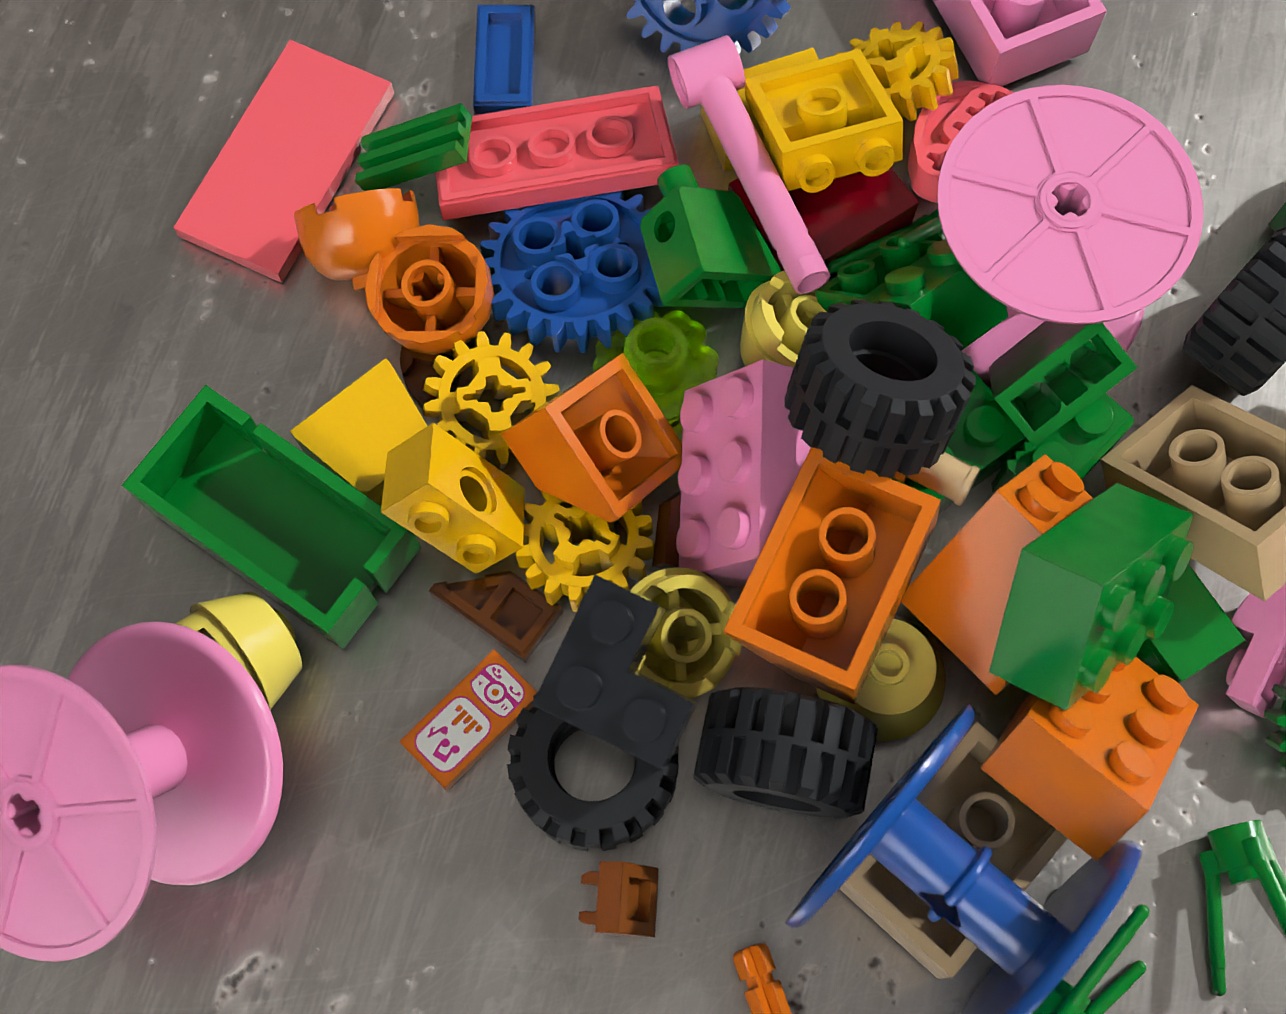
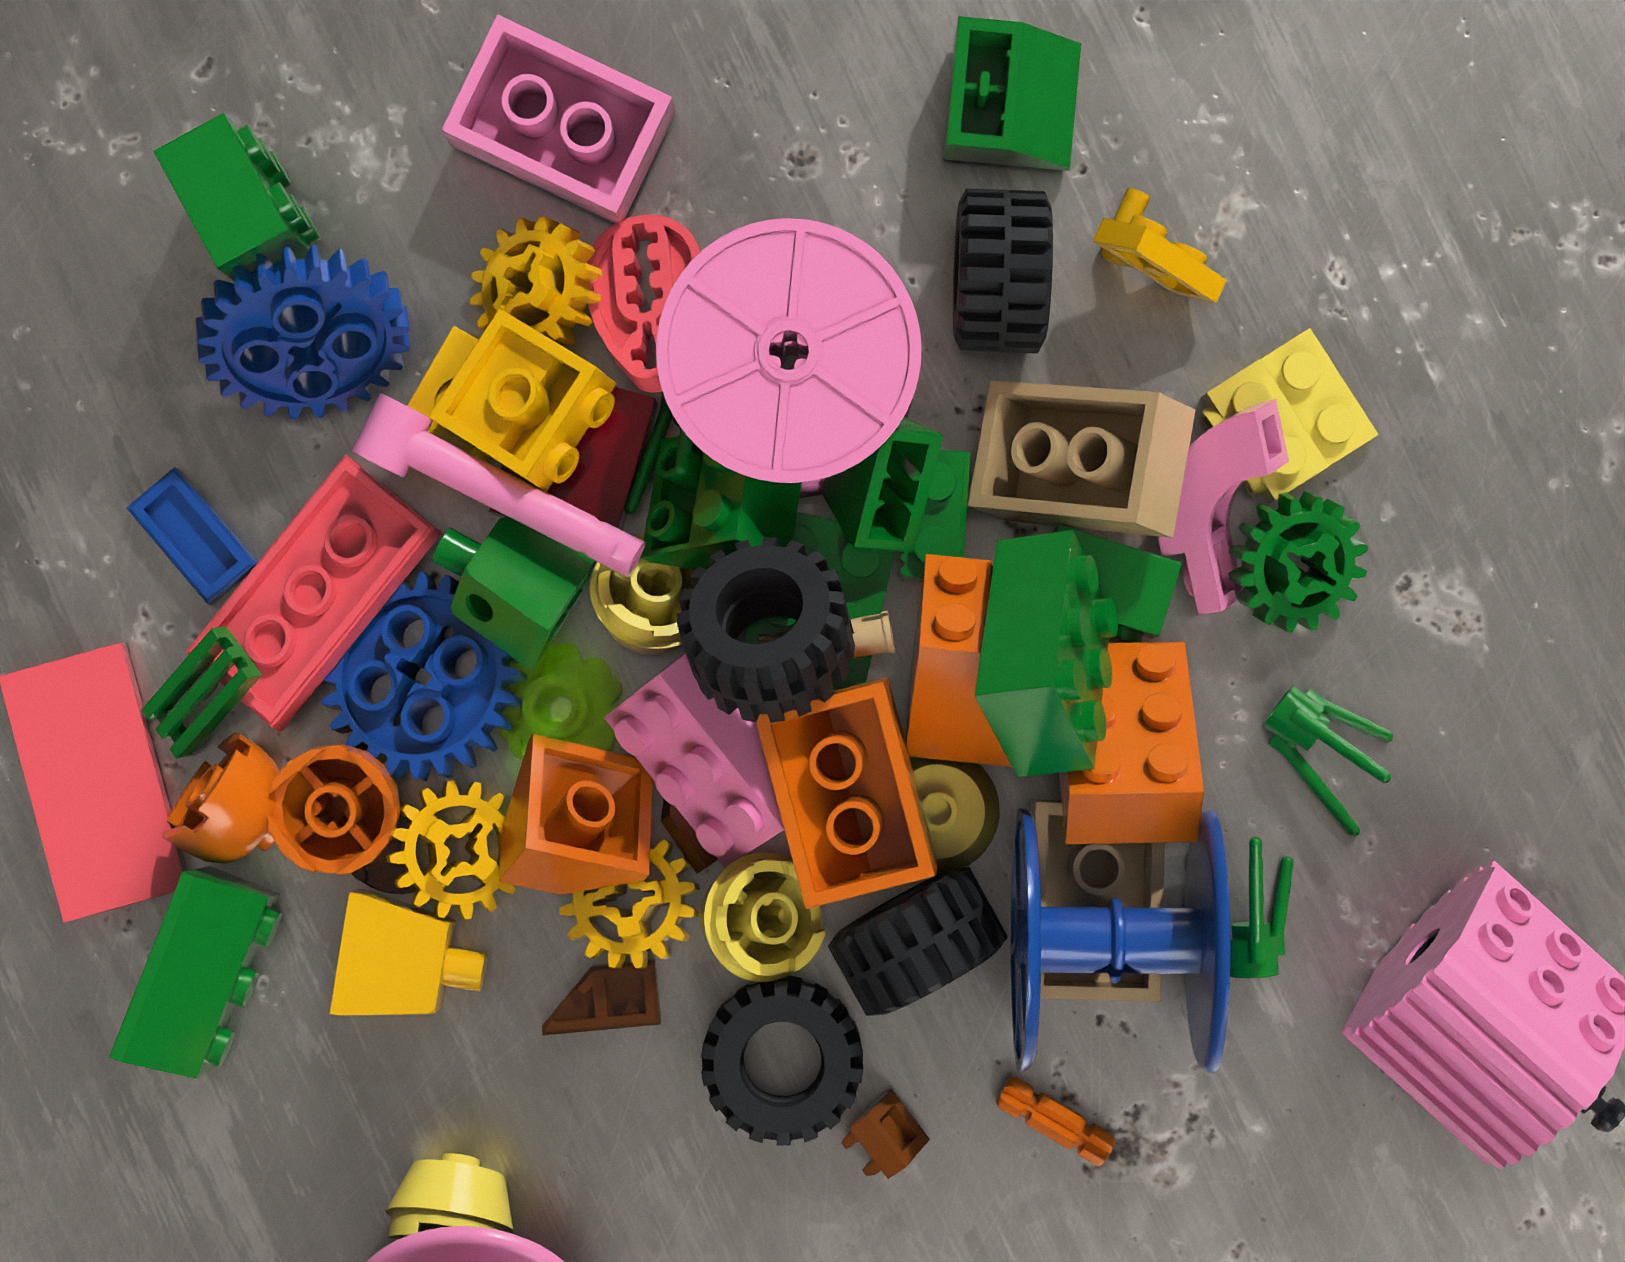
camera: 40 degrees left, 15 degrees up
(222, 322) = (197, 974): none -> green slope
(273, 515) = (377, 1088): green piece -> none
(453, 499) = (509, 962): yellow brick -> none
(469, 720) = (660, 1102): tile -> none
(597, 681) = (754, 1020): black brick -> none

